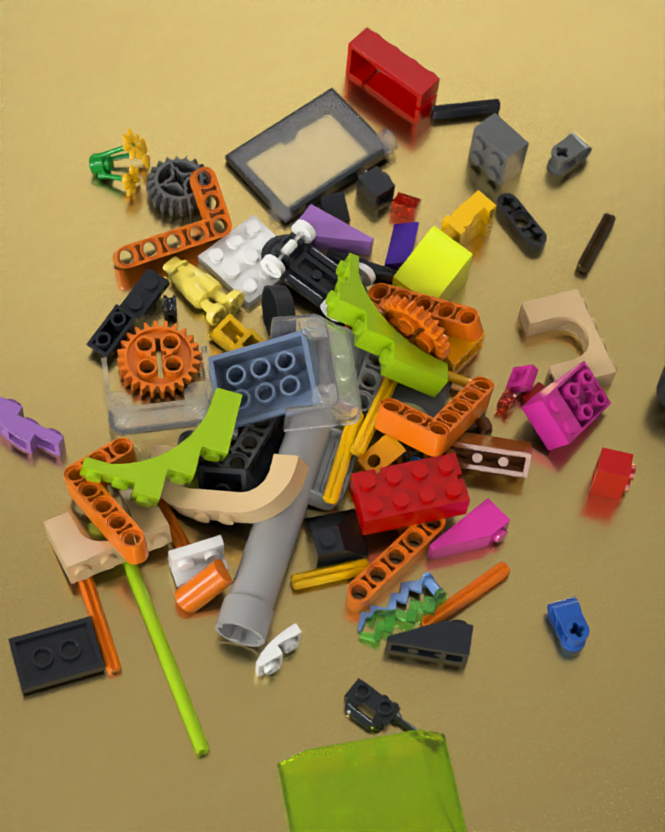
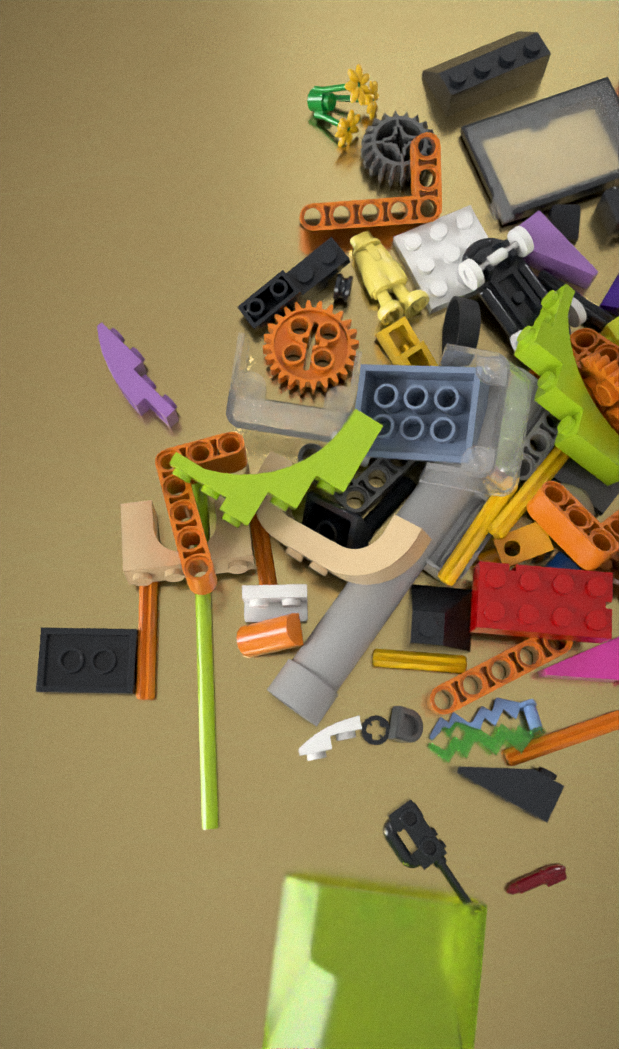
camera: 25 degrees right, 15 degrees up
(231, 106) = (488, 71): none -> black slope
(307, 643) = (383, 723): none -> black bush
(335, 623) = (405, 725): none -> dark grey tile
(483, 703) = (545, 876): none -> dark red piece

